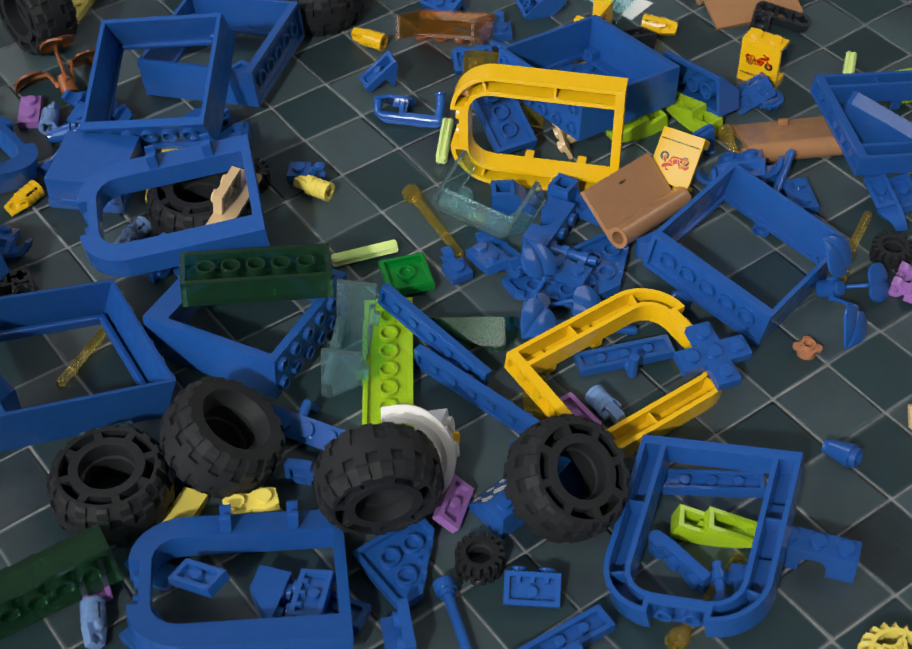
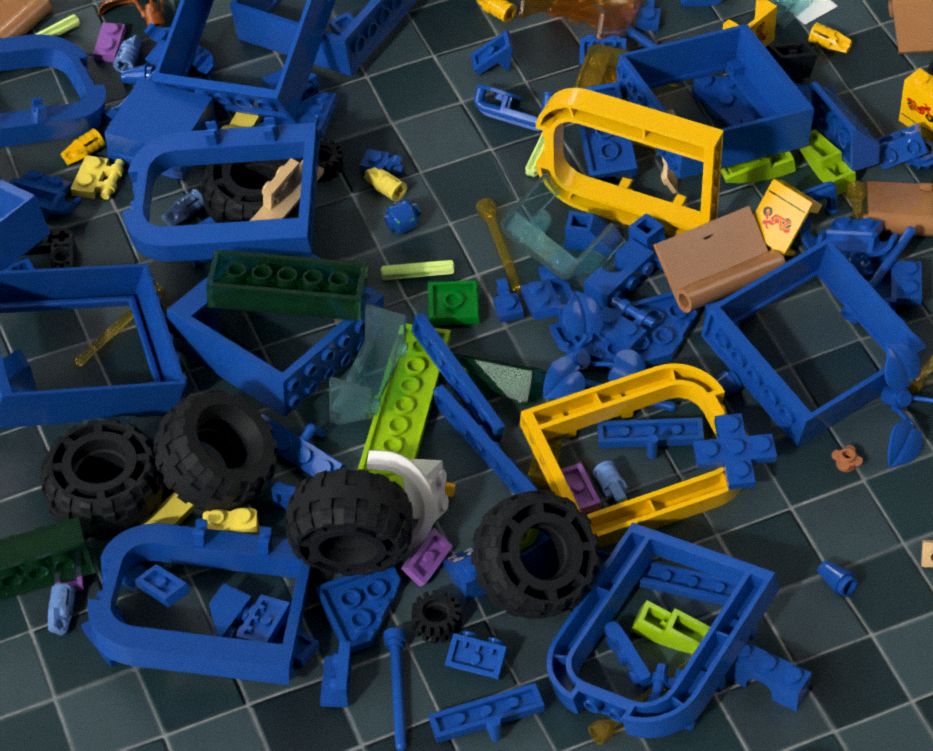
camera: 15 degrees right, 5 degrees up
(37, 221) = (91, 175): none -> light yellow plate
(338, 210) = (402, 216): none -> blue head

